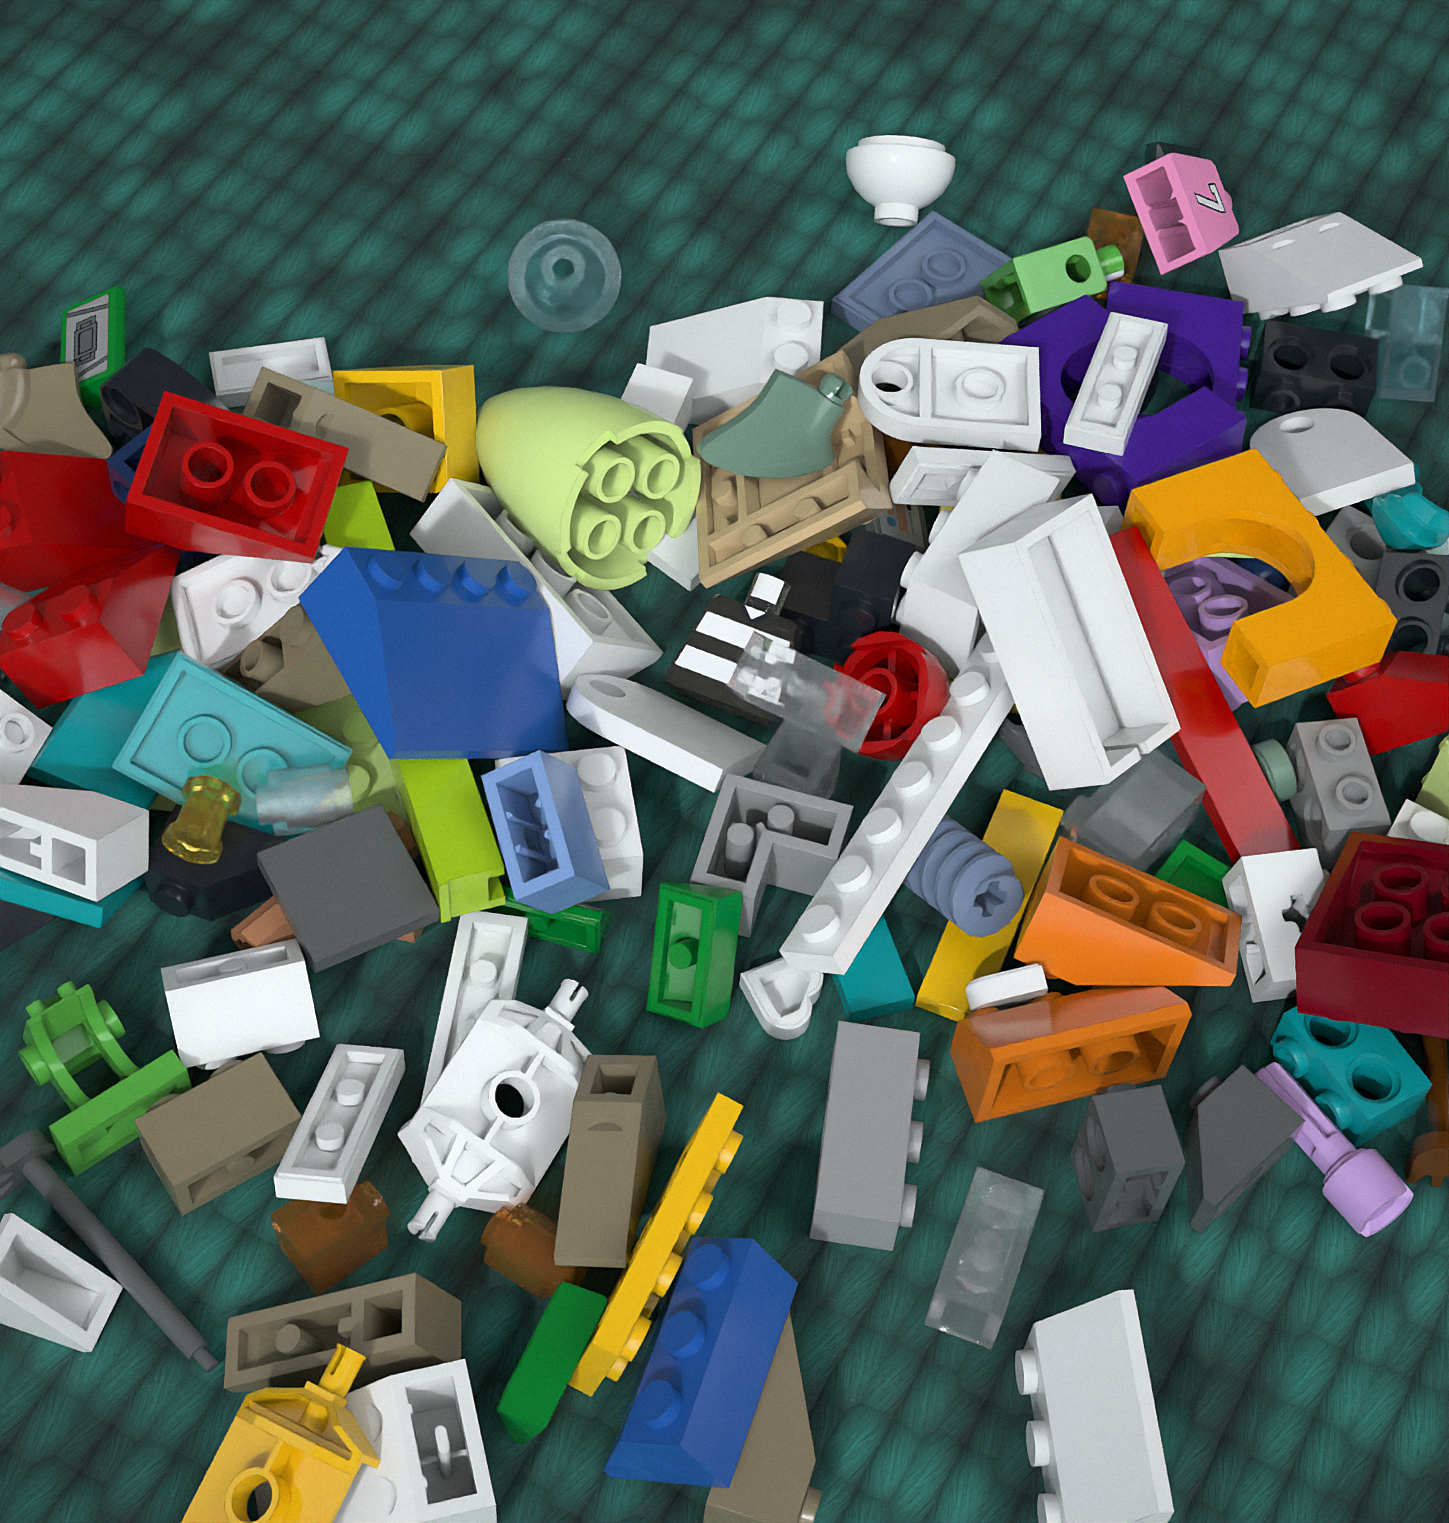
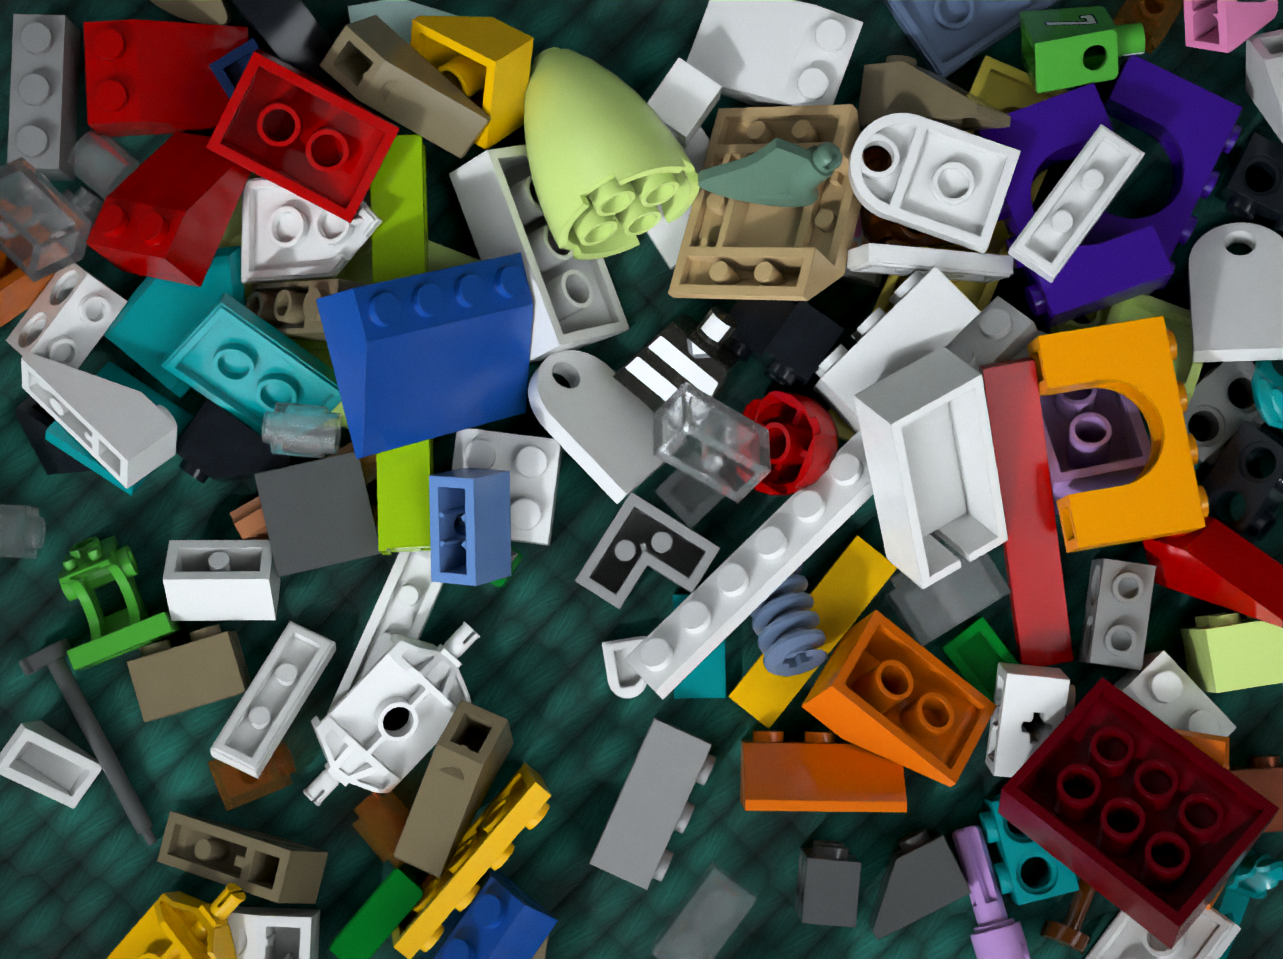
camera: 20 degrees right, 30 degrees up
(201, 819) = (219, 431): clear yellow bush -> none
(694, 952) = (566, 628): green slope -> none
(1007, 988) = (790, 723): white tile -> none
(1276, 768) = (1076, 577): sand green tile -> none

